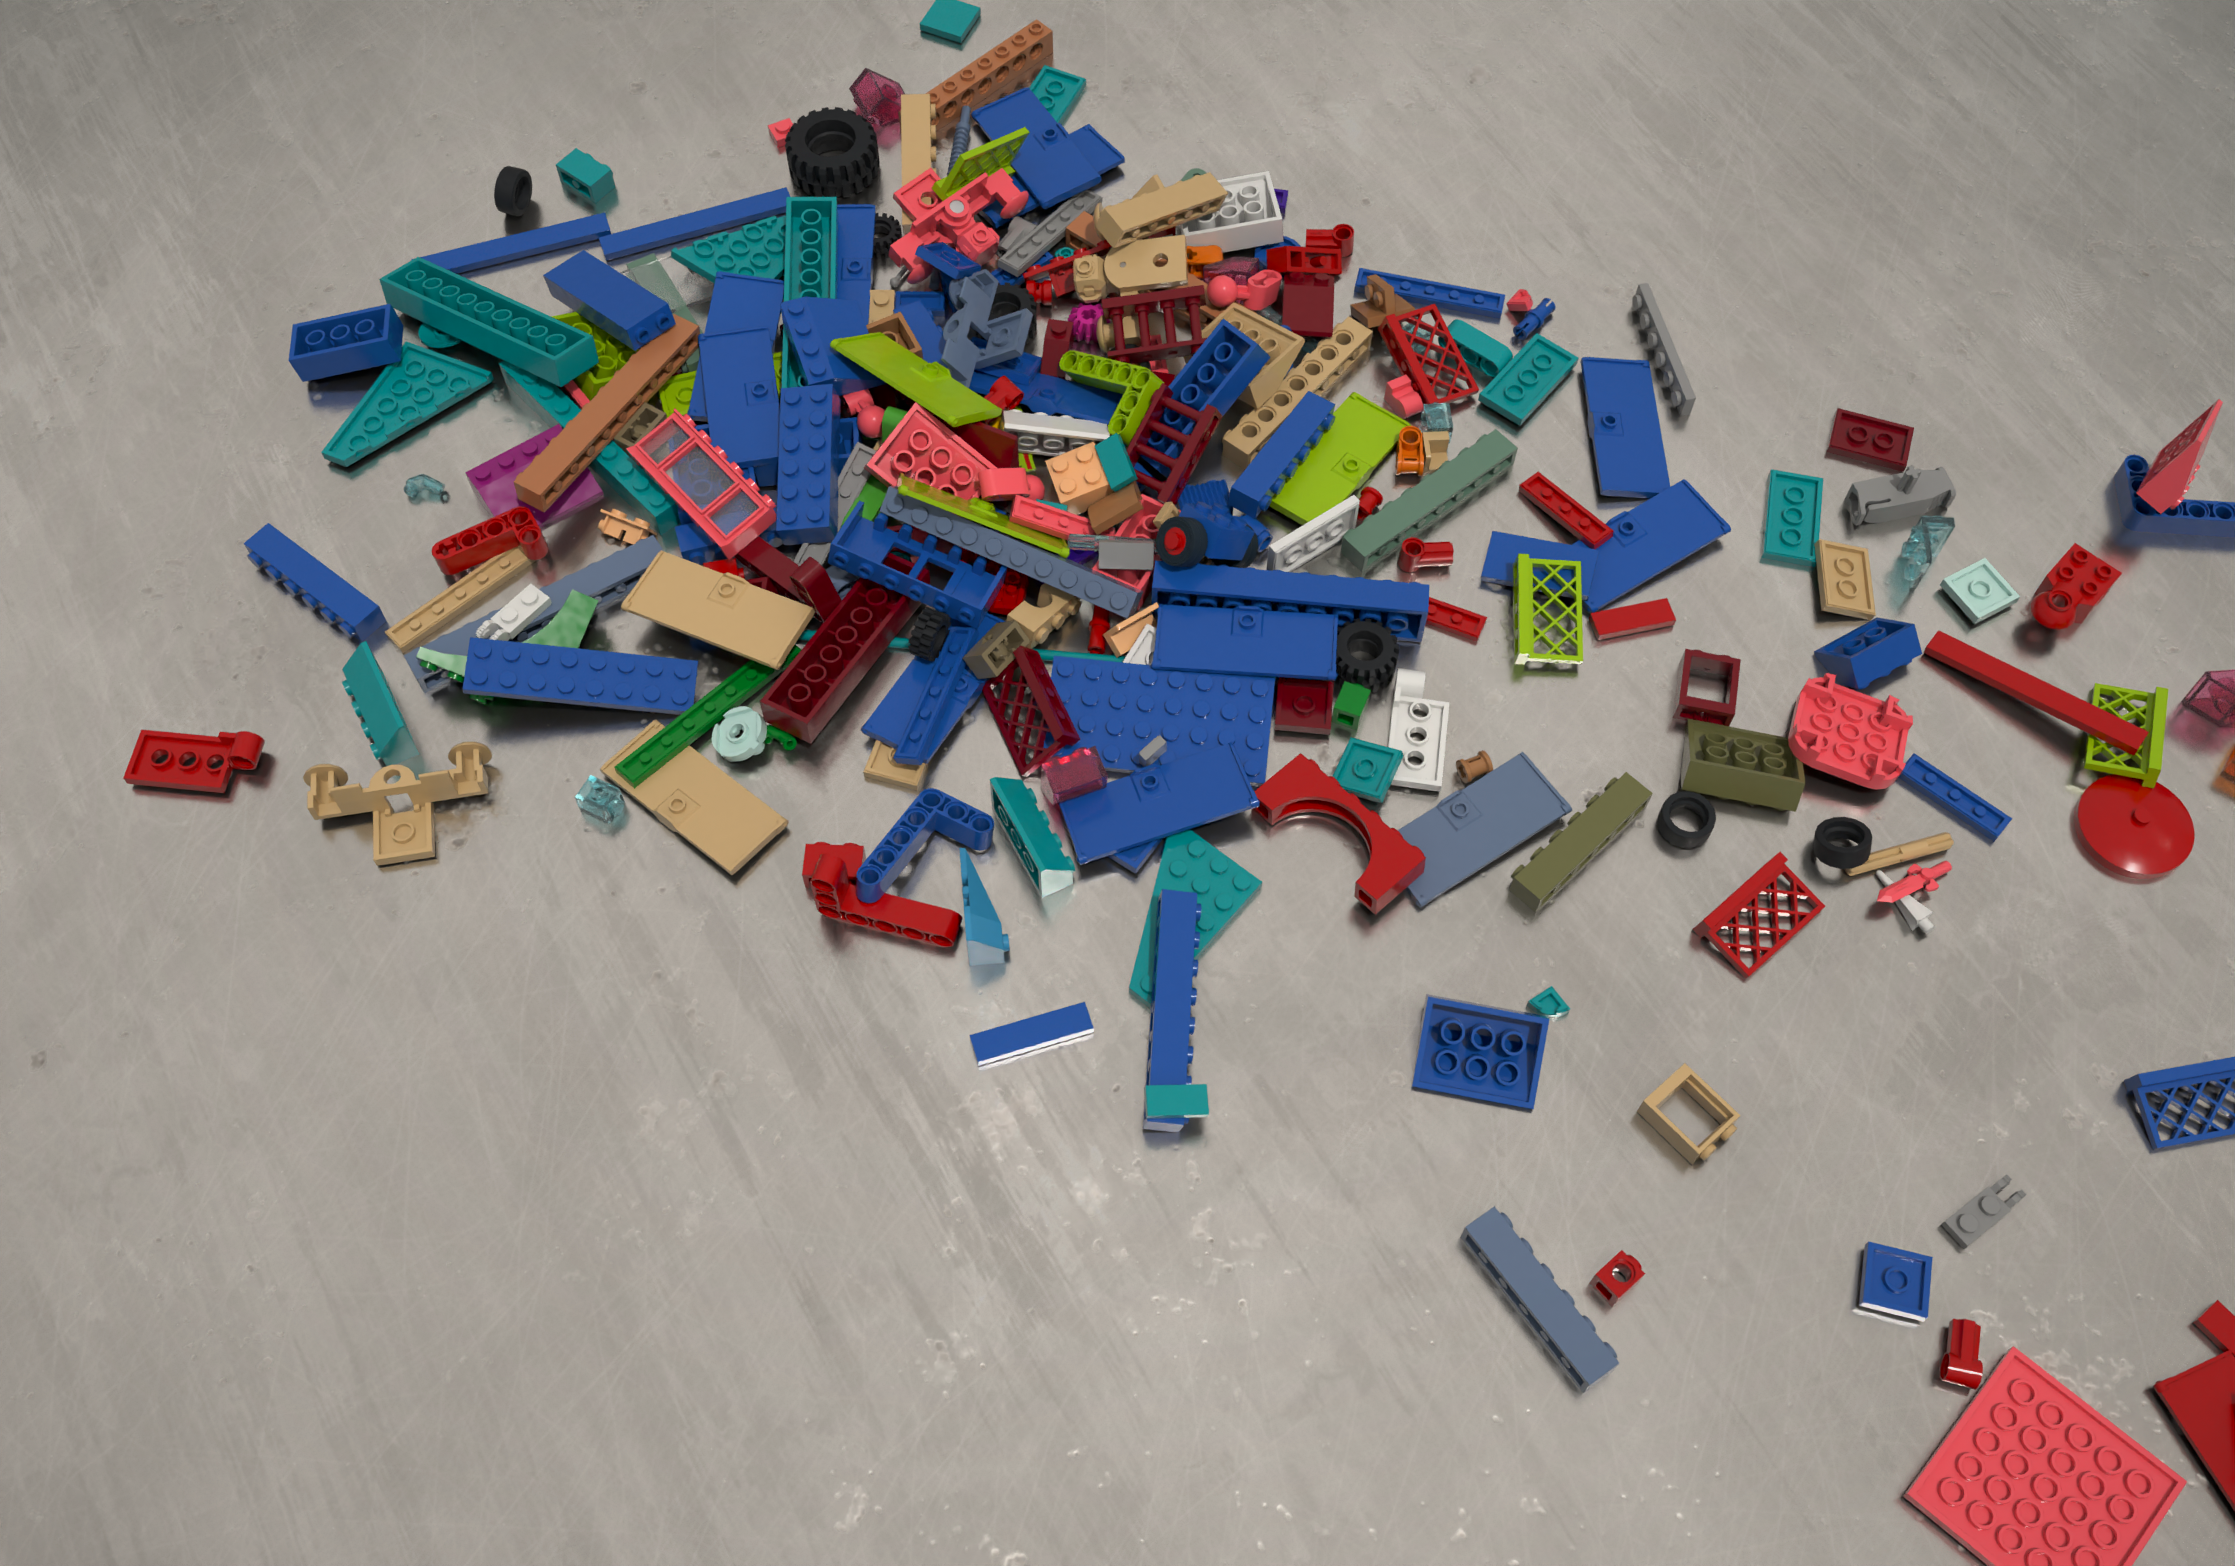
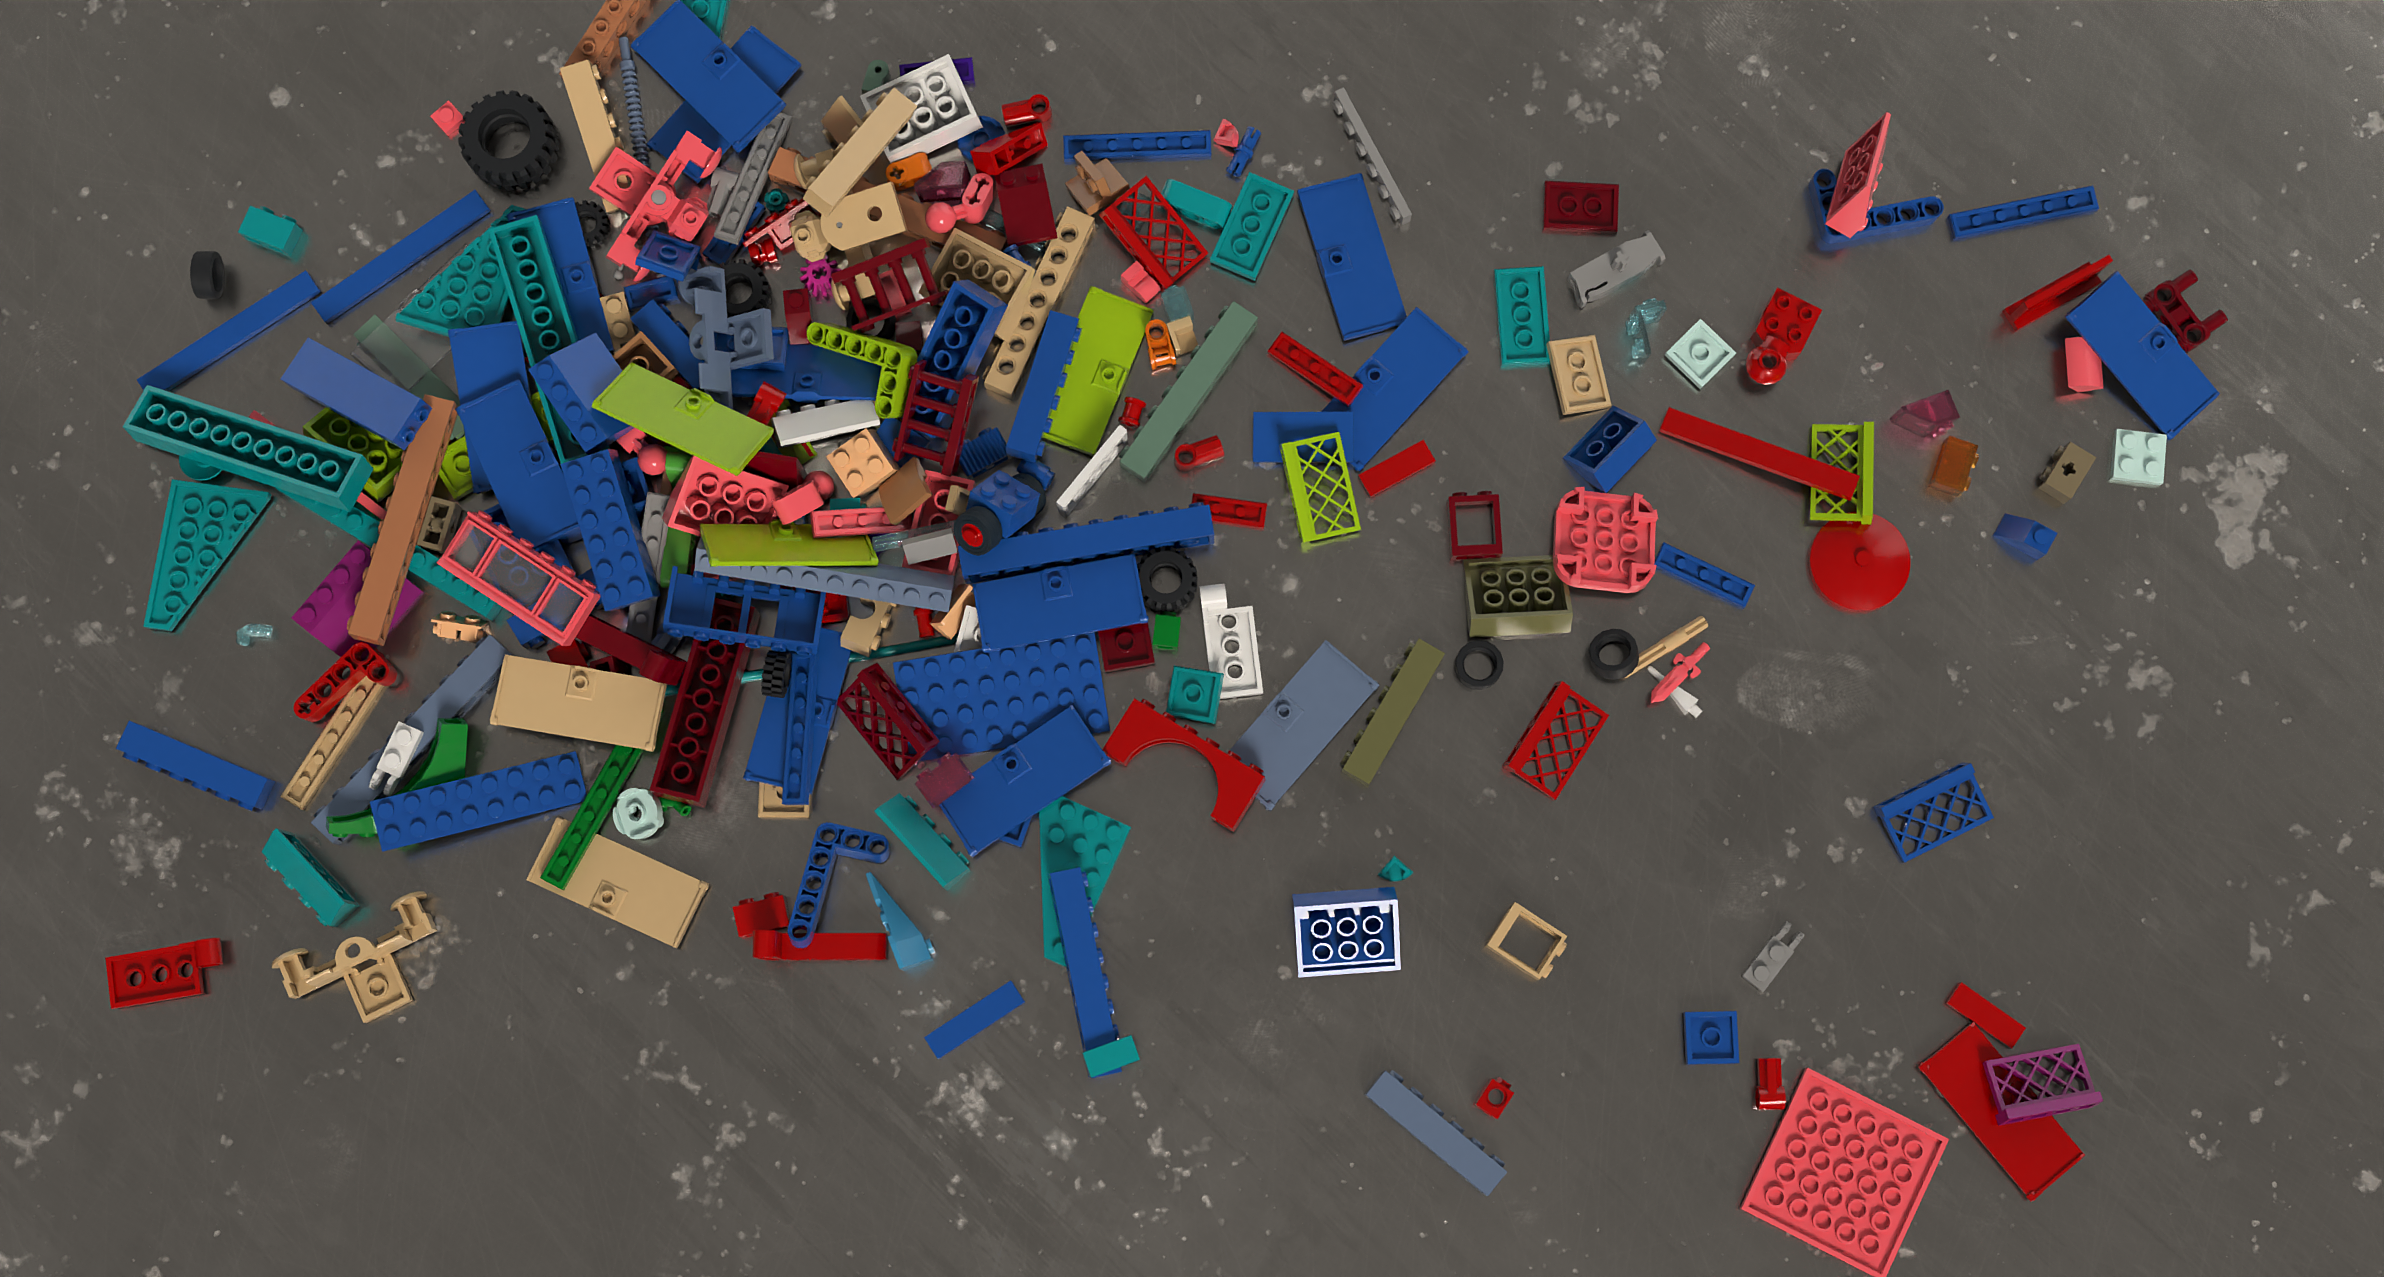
camera: 15 degrees left, 20 degrees up
(346, 342) = (118, 503): blue brick -> none
(600, 799) = (538, 910): clear light blue brick -> none
(877, 97) = (534, 52): clear pink slope -> none
(983, 159) = (663, 138): lime fence -> none
(996, 649) = (840, 672): dark tan brick -> none
(1115, 462) = (893, 448): teal tile -> none
(1152, 751) = (1005, 735): light grey tile -> none
(1474, 766) = (1287, 663): medium nougat bush -> none

